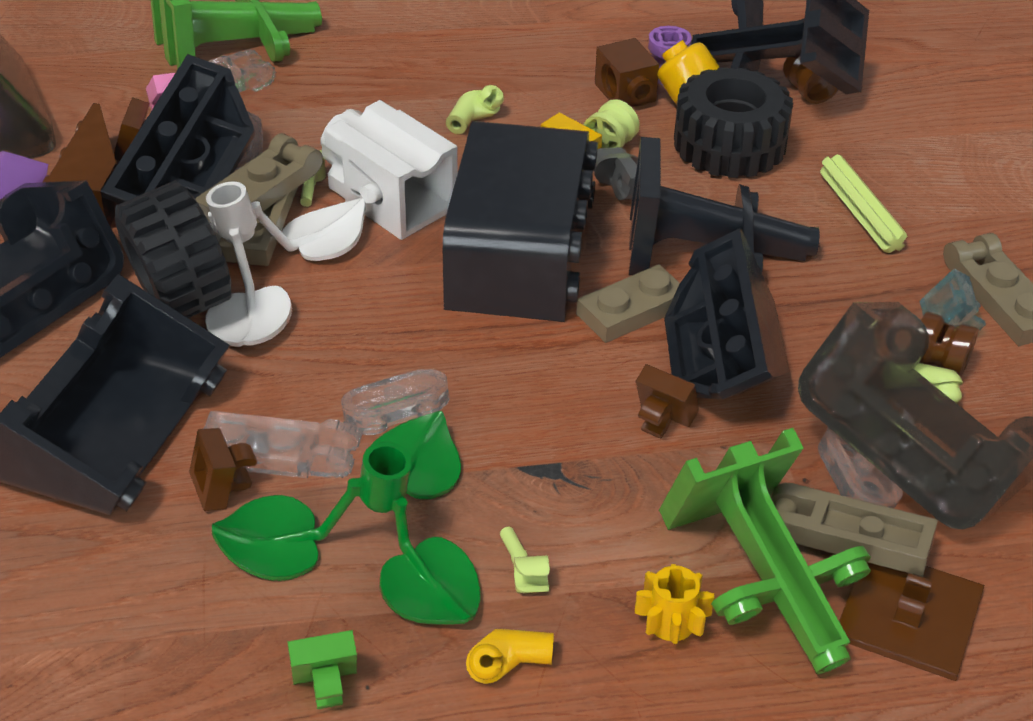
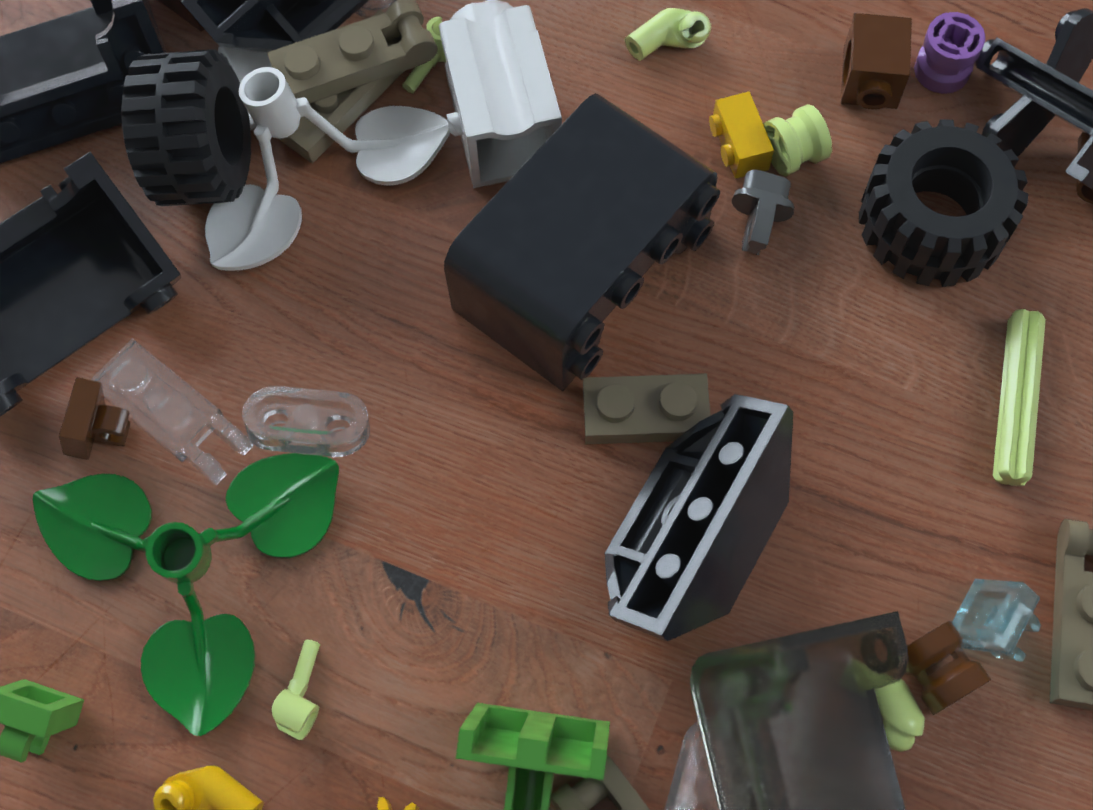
camera: 35 degrees right, 25 degrees up
(665, 399) = (570, 574): reddish brown tile -> none
(669, 213) = (742, 311): black piece -> none
(682, 63) = (945, 92): yellow head -> none

